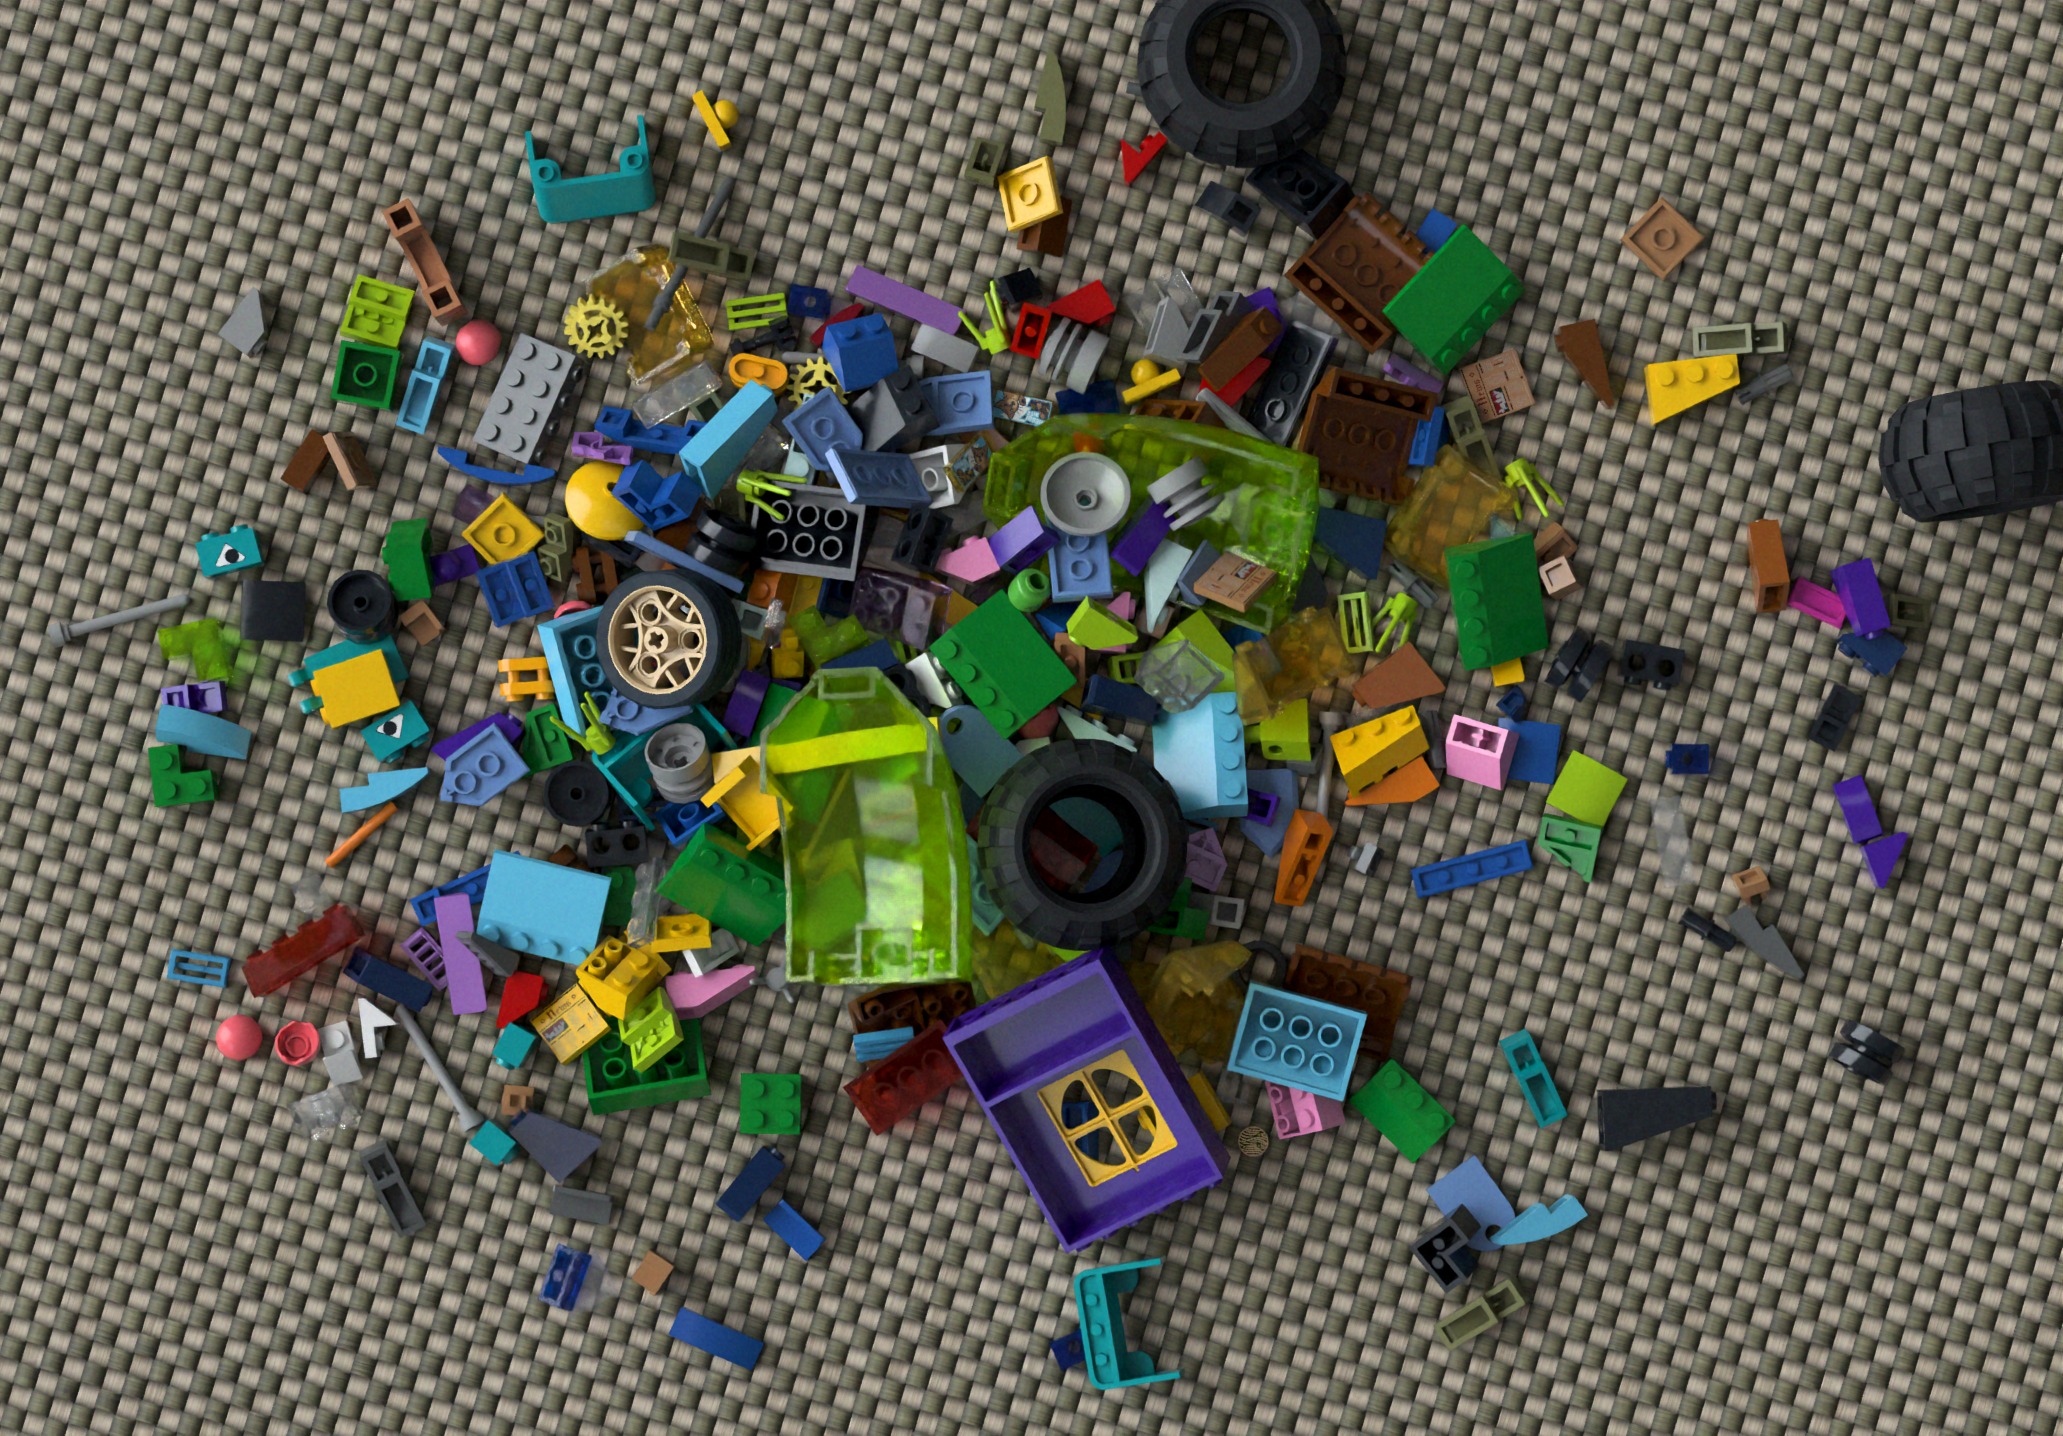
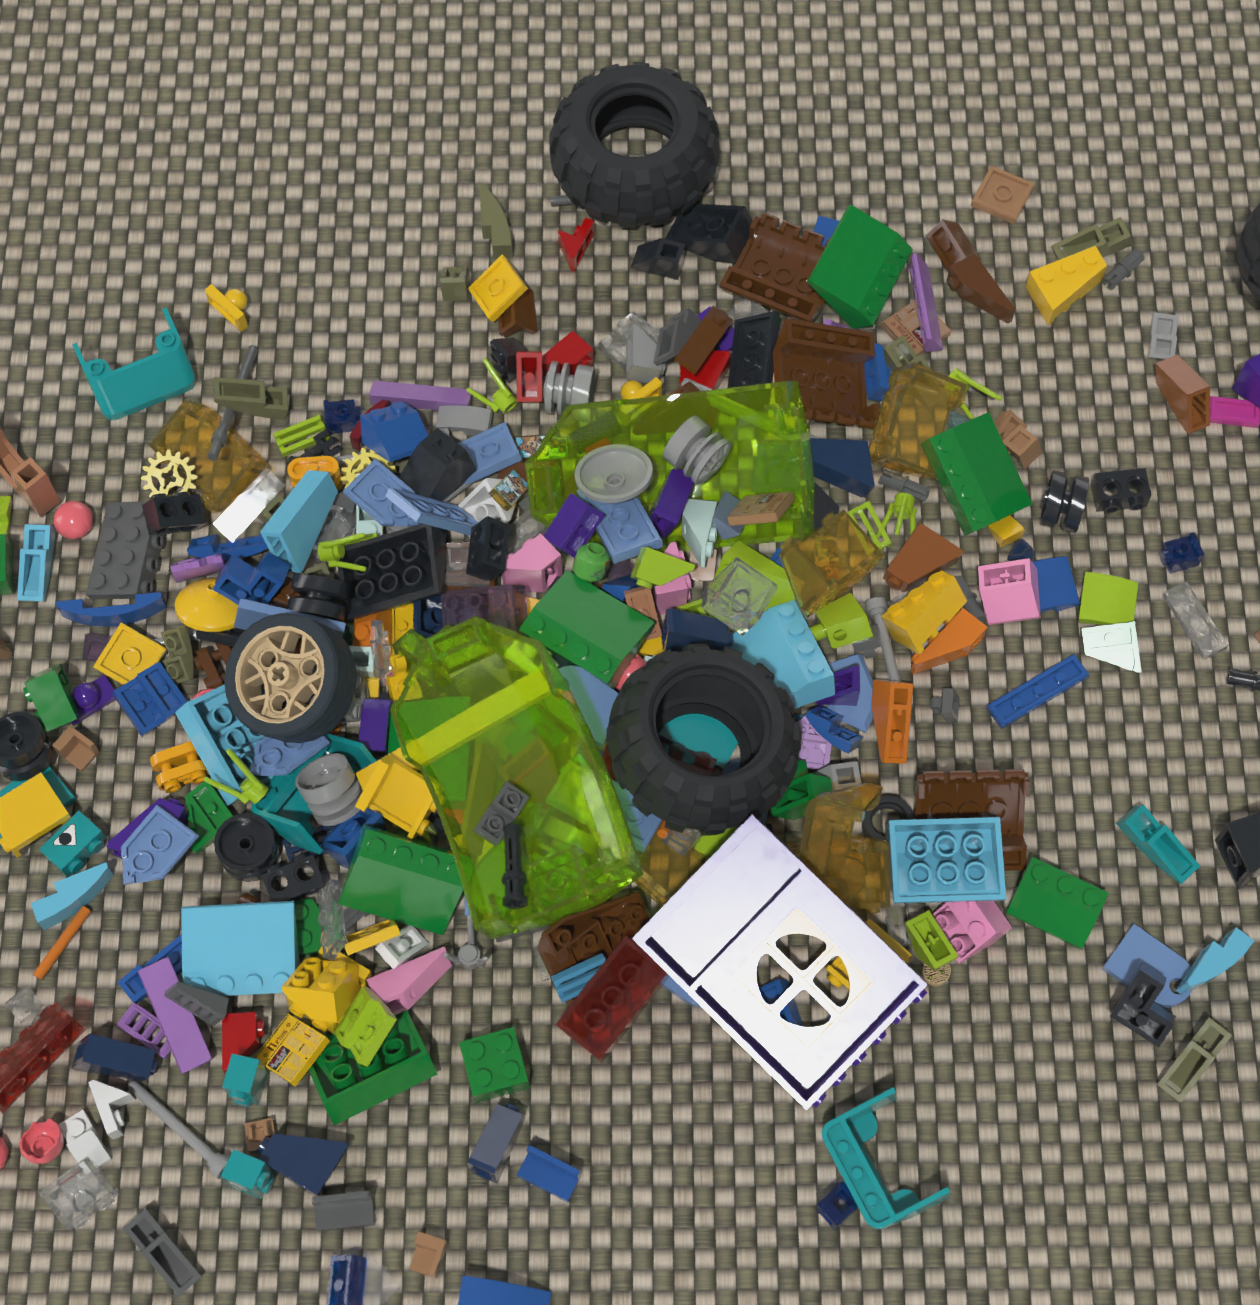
camera: 20 degrees left, 20 degrees down
(590, 382) = (174, 517): none -> black brick
(842, 935) = (514, 877): none -> black pin
(847, 857) = (500, 813): none -> dark grey slope
(1232, 853) = (828, 726): none -> blue slope
(1255, 1114) = (930, 941): none -> lime slope
(1516, 365) = (925, 305): none -> medium lavender slope
(1578, 292) = (950, 243): none -> reddish brown panel
(1775, 485) = (1163, 336): none -> light grey slope

